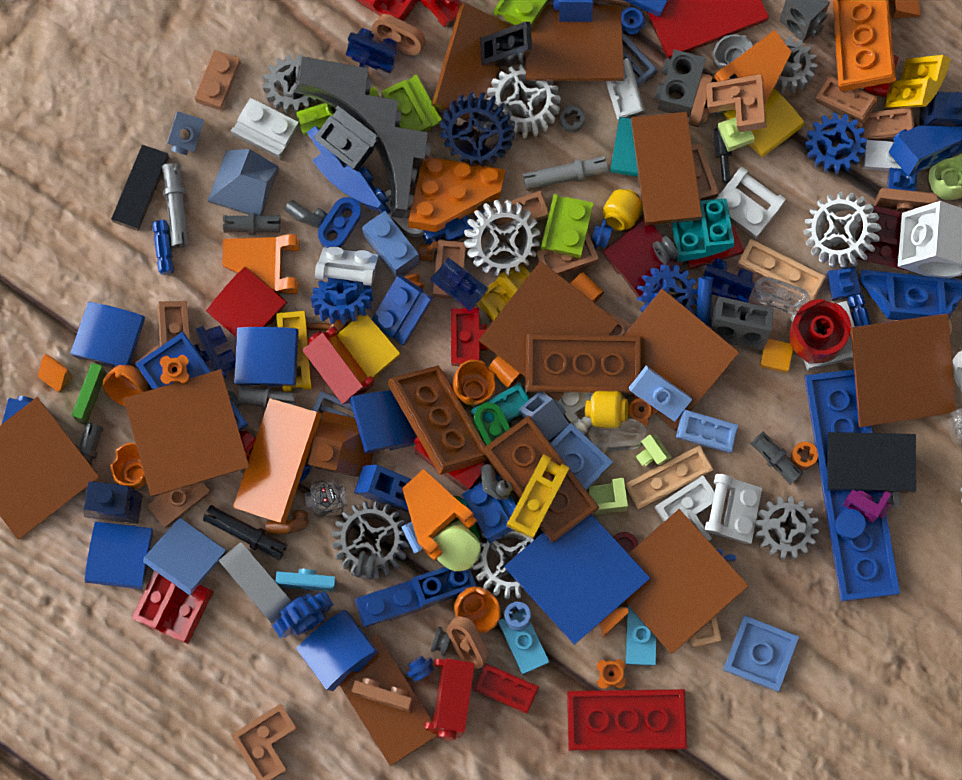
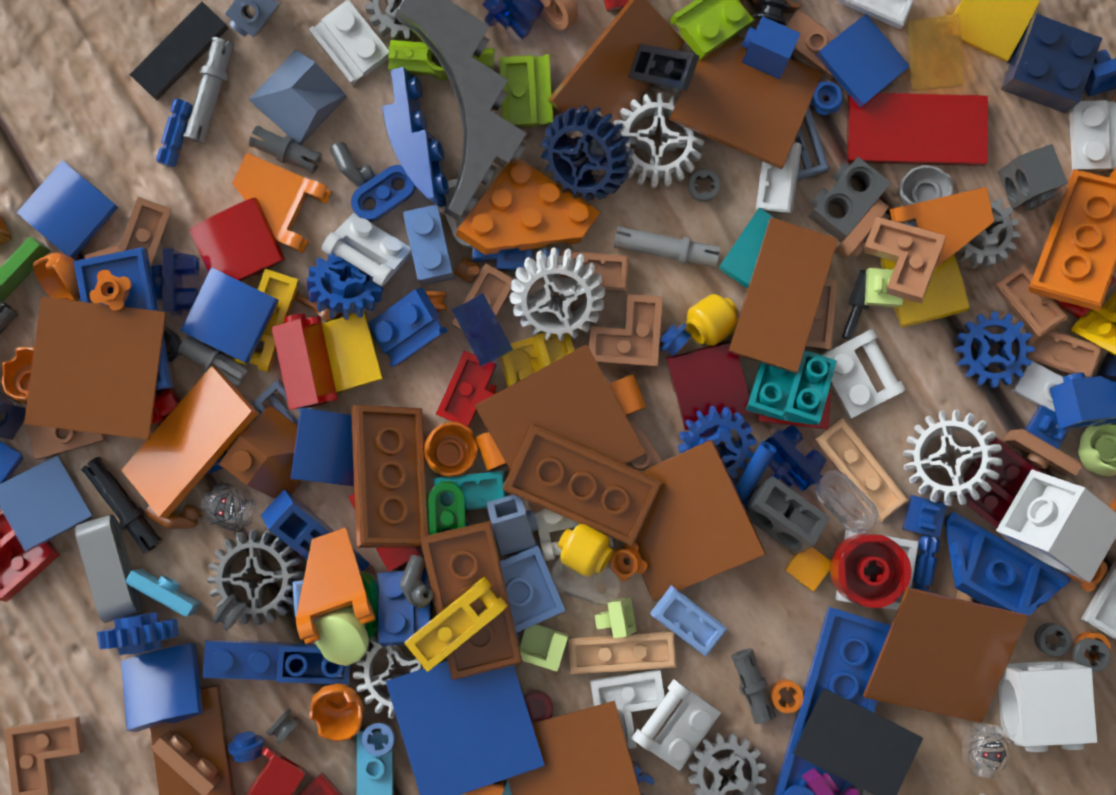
camera: 20 degrees right, 10 degrees up
(347, 138) = (429, 100): plate -> none
(467, 641) = (308, 744): nougat plate -> none
(567, 226) = (638, 312): lime plate -> none
(660, 393) = (654, 558): light blue plate -> none
(665, 250) = (737, 392): dark grey bush -> none

